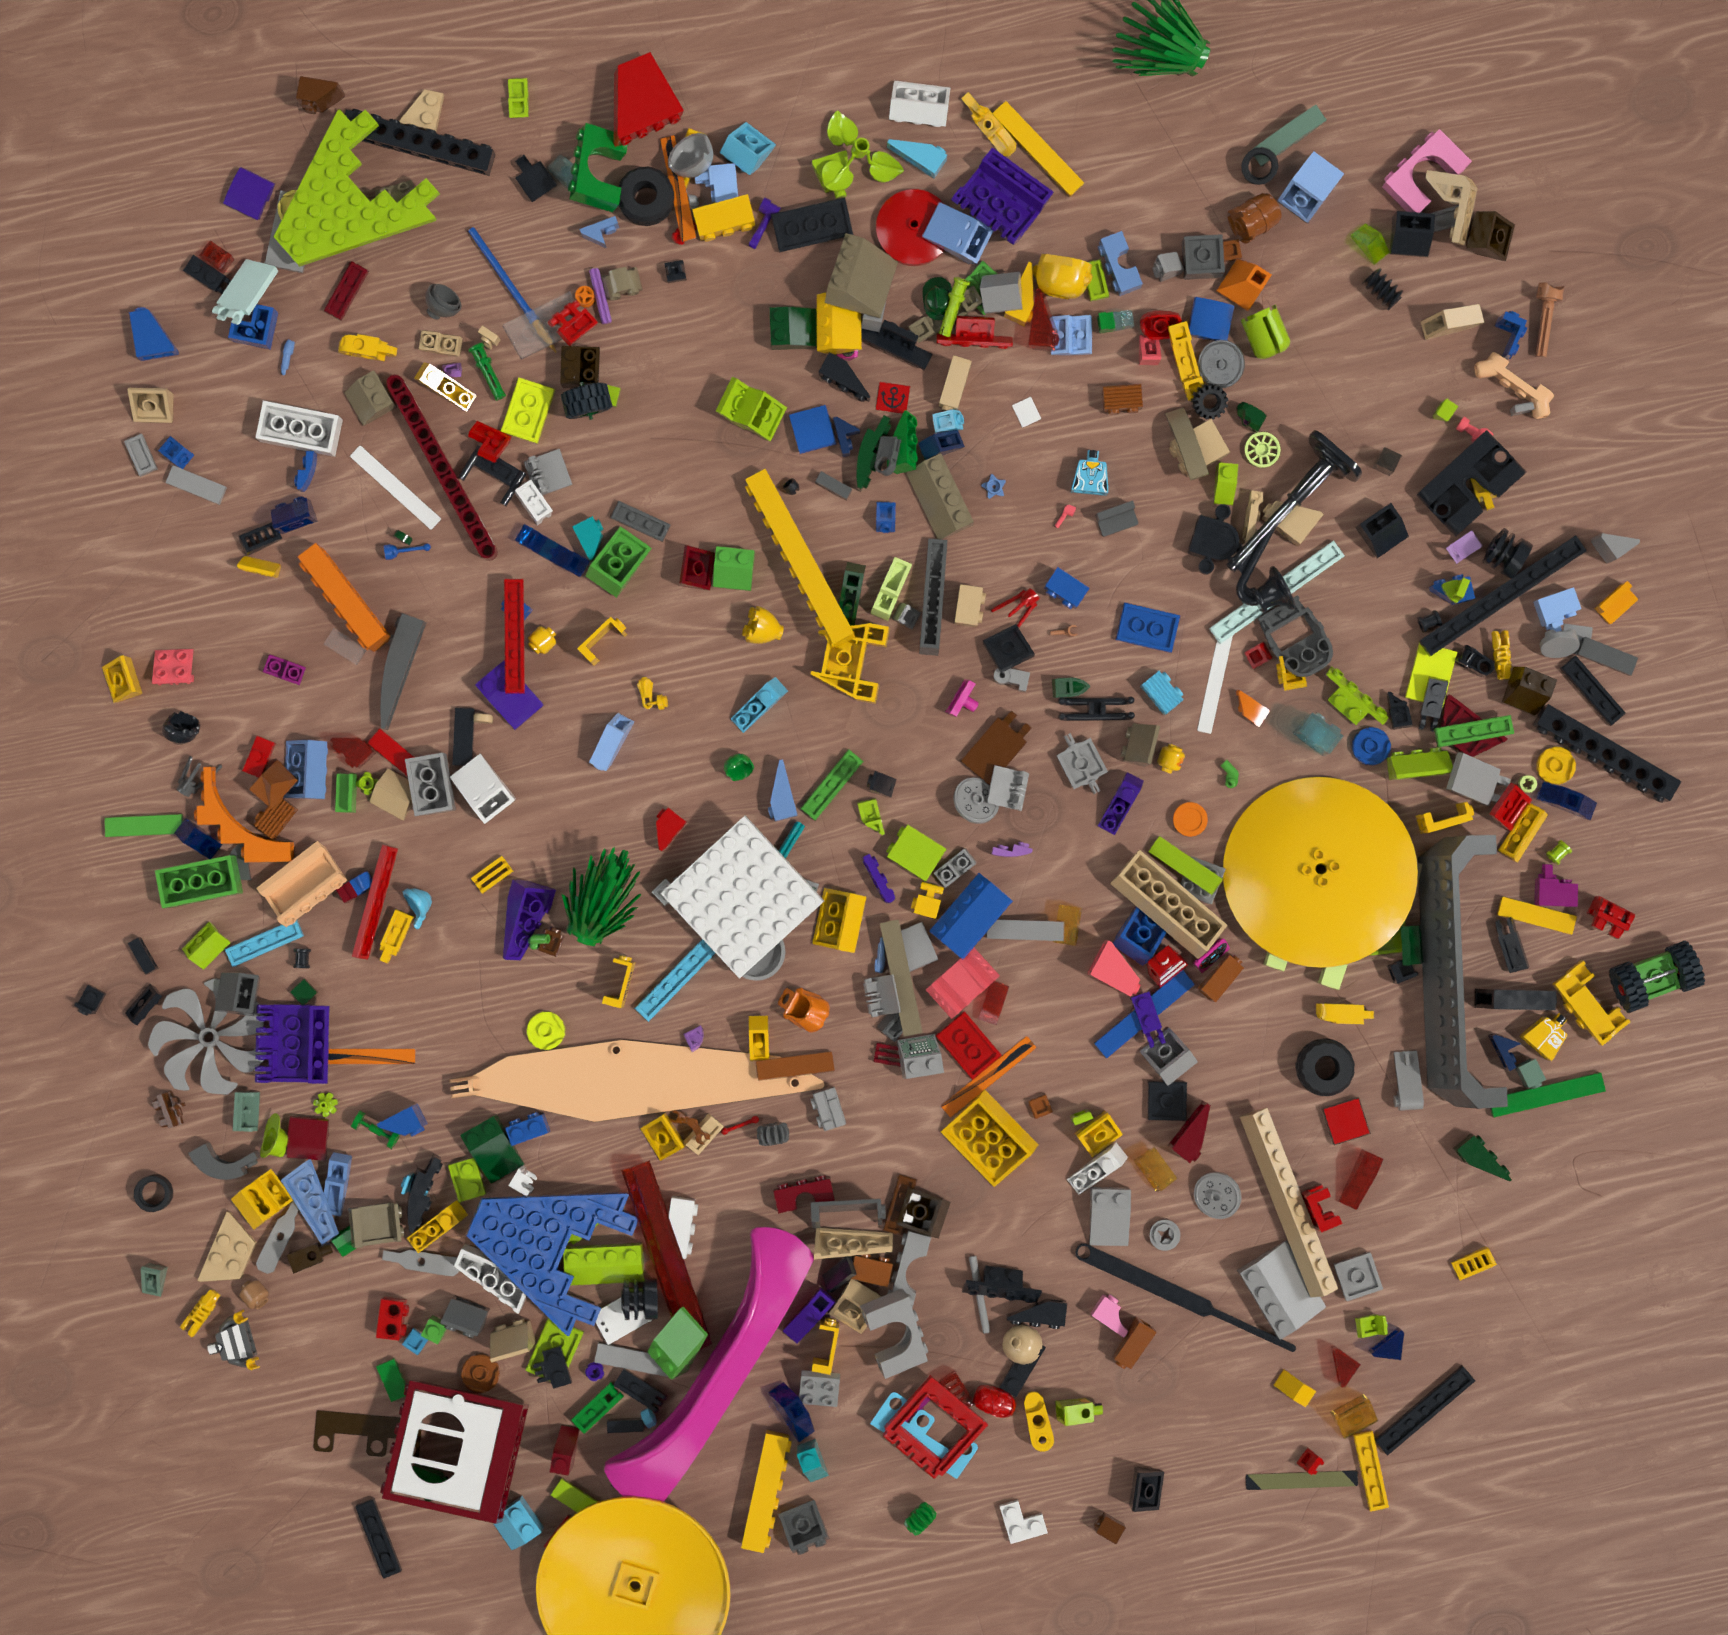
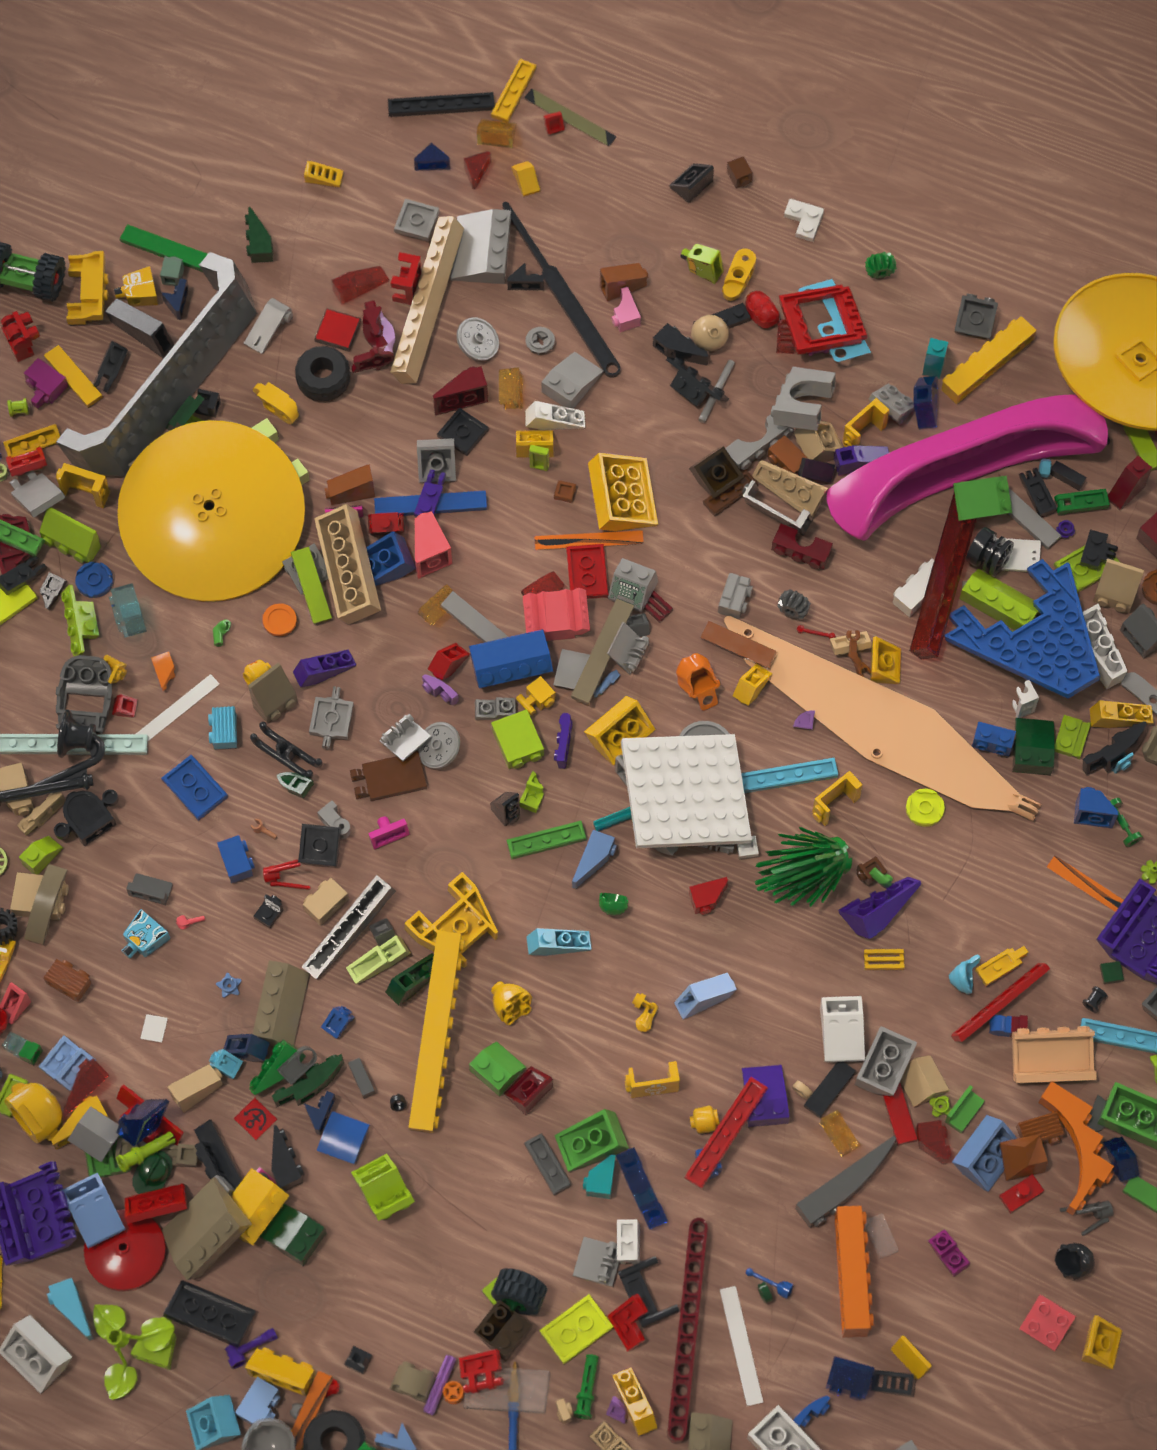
camera: 140 degrees left, 20 degrees down
(430, 705) = (839, 1133): none -> clear yellow hinge
(915, 273) = (155, 1203): none -> red tile
(973, 324) = (142, 1120): none -> clear blue slope
(1008, 567) = (269, 911): none -> black bracket
(1023, 881) = (447, 661): none -> red slope
(1223, 1279) = (520, 281): none -> black slope
(1303, 1138) = (379, 336): none -> dark red hips
(1371, 1325) = (433, 181): lime bracket -> none

